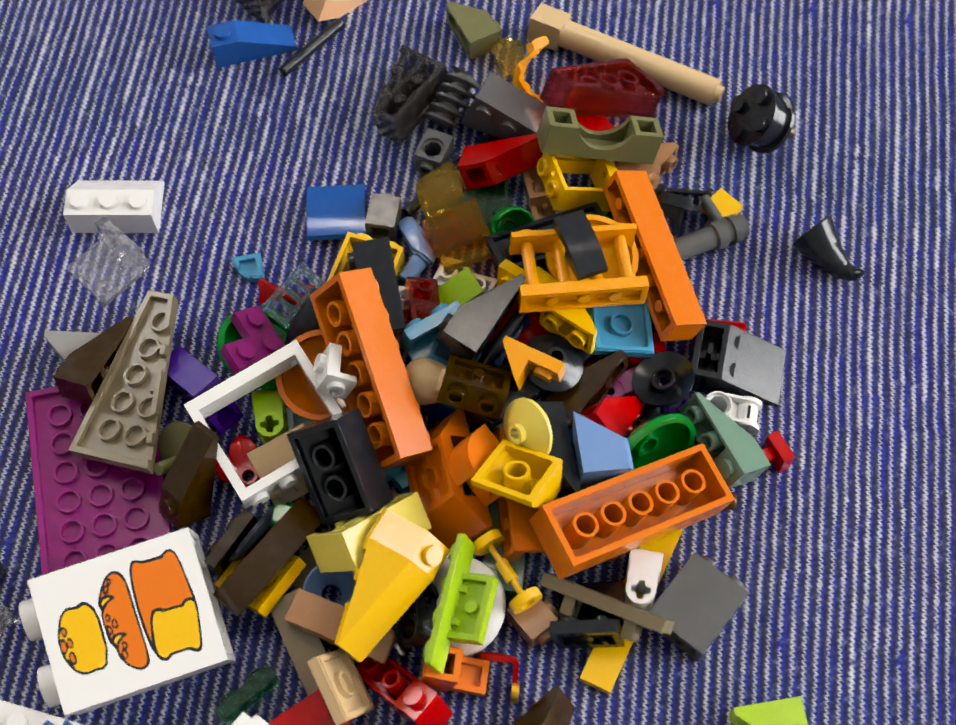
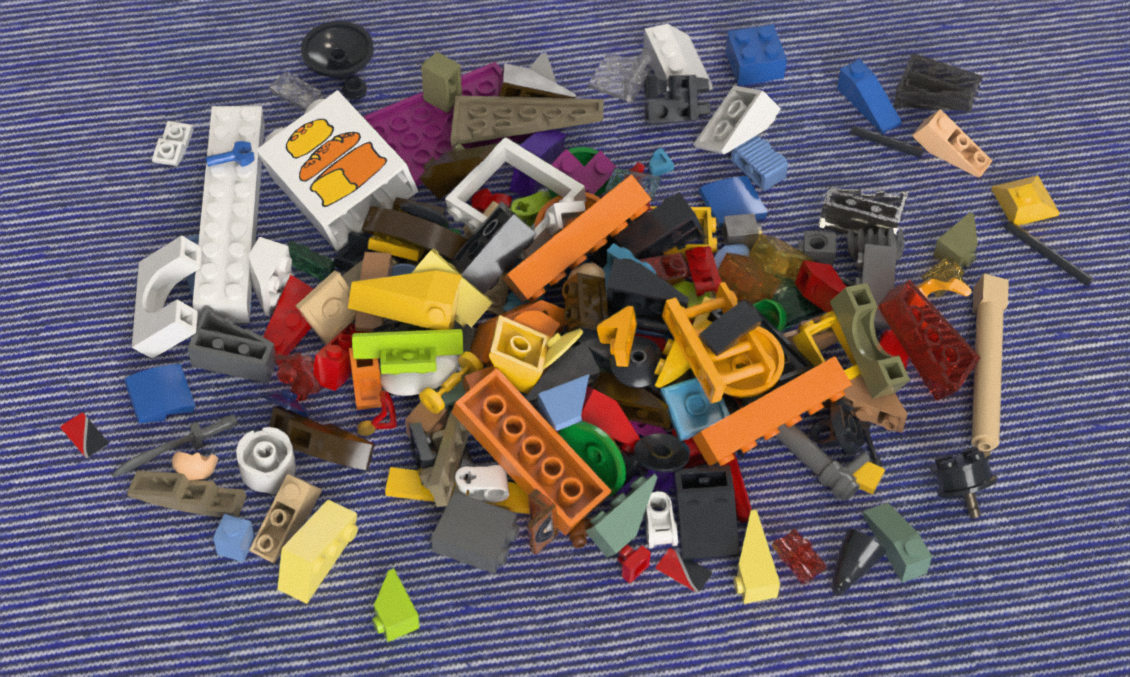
camera: 70 degrees right, 10 degrees down
(45, 457) = (441, 81): none -> olive brick
(144, 122) = (755, 55): none -> blue brick
(179, 219) = (682, 101): none -> black hips
(238, 169) = (737, 119): none -> white slope
(256, 638) = (353, 252): none -> black bracket
(295, 168) = (760, 162): none -> medium blue brick
(439, 263) = (703, 270): none -> red plate
(712, 522) = (543, 522): none -> clear orange panel
(791, 408) = (683, 571): none -> sticker
(806, 339) = (756, 570): none -> light yellow slope
(807, 204) = (900, 540): none -> sand green slope
(809, 295) = (799, 556): none -> clear red hips

